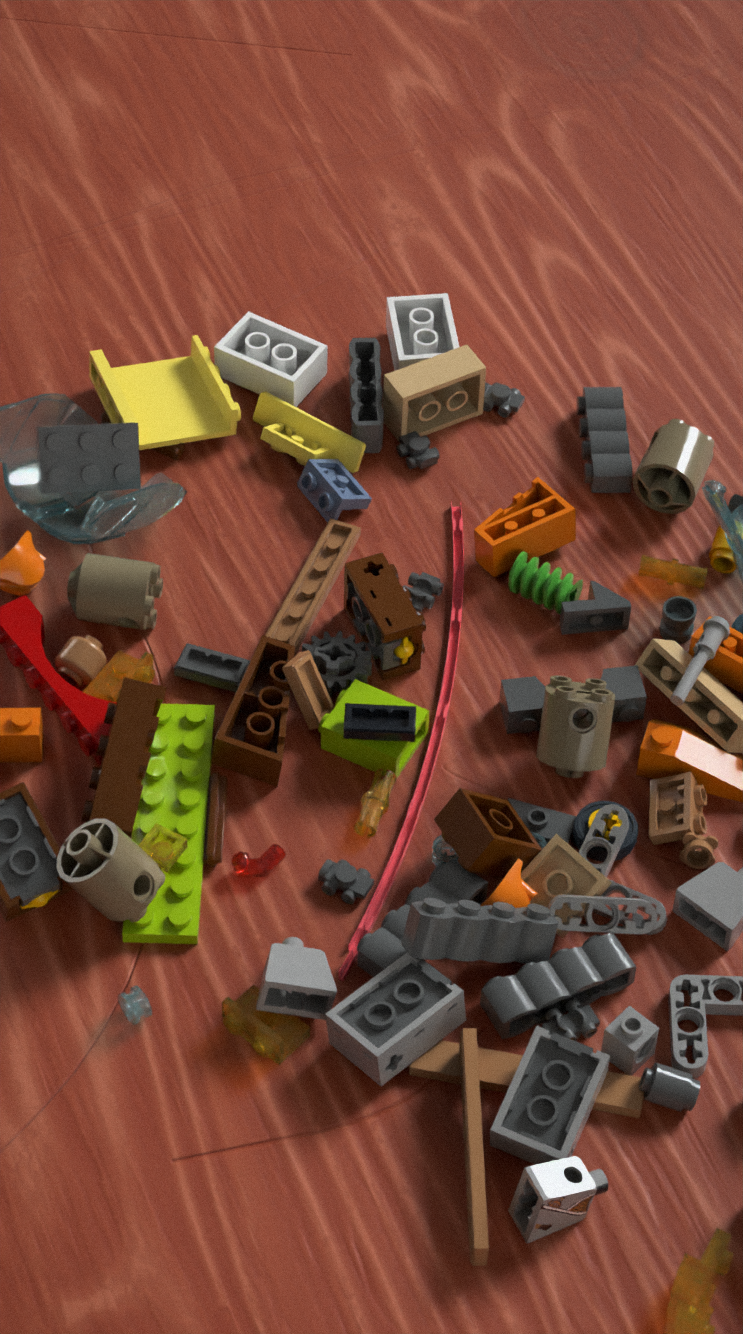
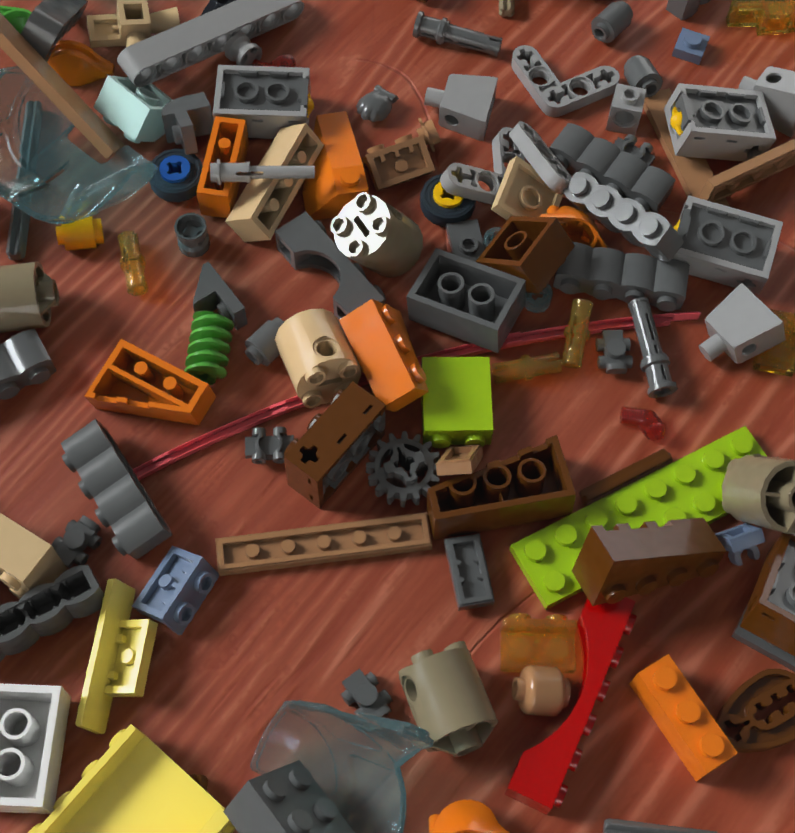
camera: 120 degrees left, 15 degrees up
(164, 846) = (703, 483): clear yellow plate -> none
(170, 562) = (362, 690): none -> dark grey piece
(311, 897) = (654, 361): none -> dark grey pin
(379, 722) = (470, 377): black plate -> none
(382, 851) = (577, 333): none -> clear yellow pin
(447, 681) = (385, 353): none -> orange wedge
(454, 479) = (116, 490): none -> dark grey brick
(475, 759) = (466, 300): none -> dark grey brick
(476, 636) = (317, 356): none -> tan cylinder
(524, 628) = (262, 345): none -> dark grey brick
(696, 1179) = (690, 46): none -> sand blue plate

